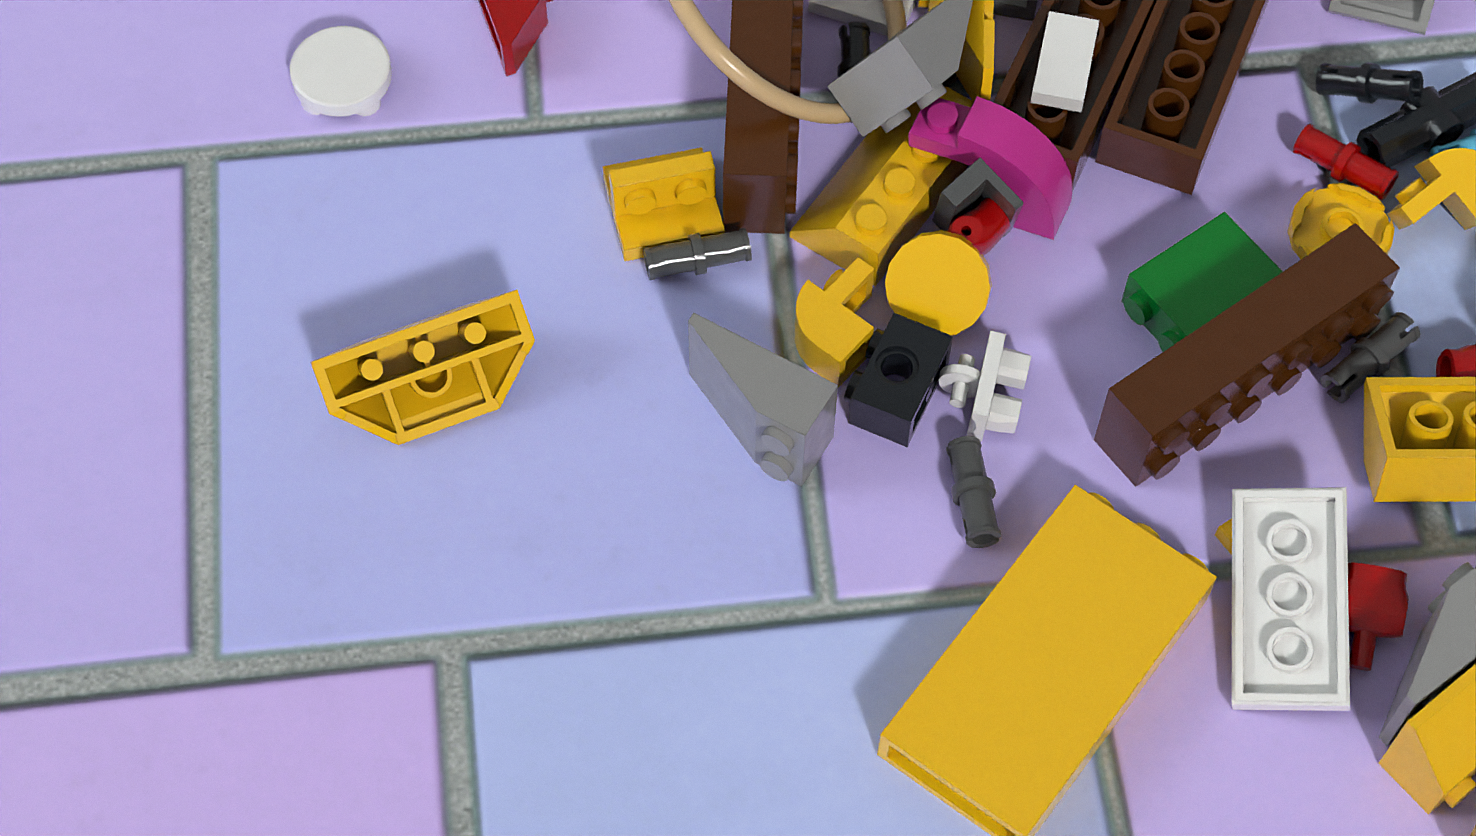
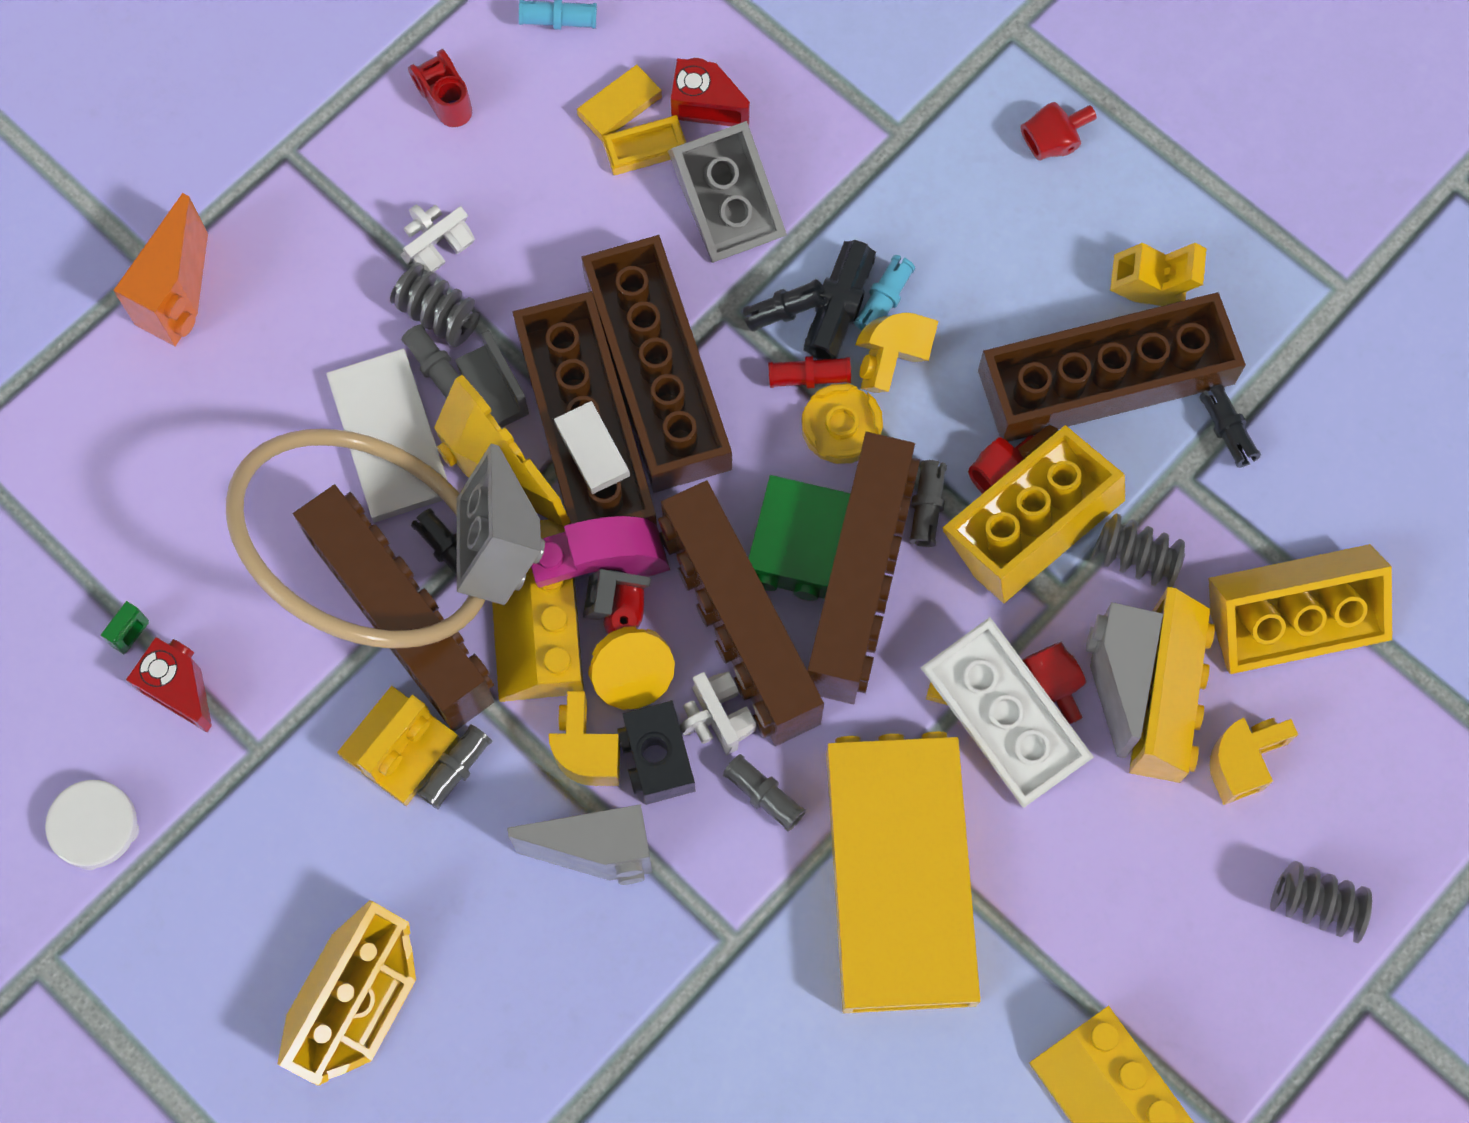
camera: 40 degrees left, 10 degrees up
(1084, 312) = (741, 614): none -> reddish brown brick

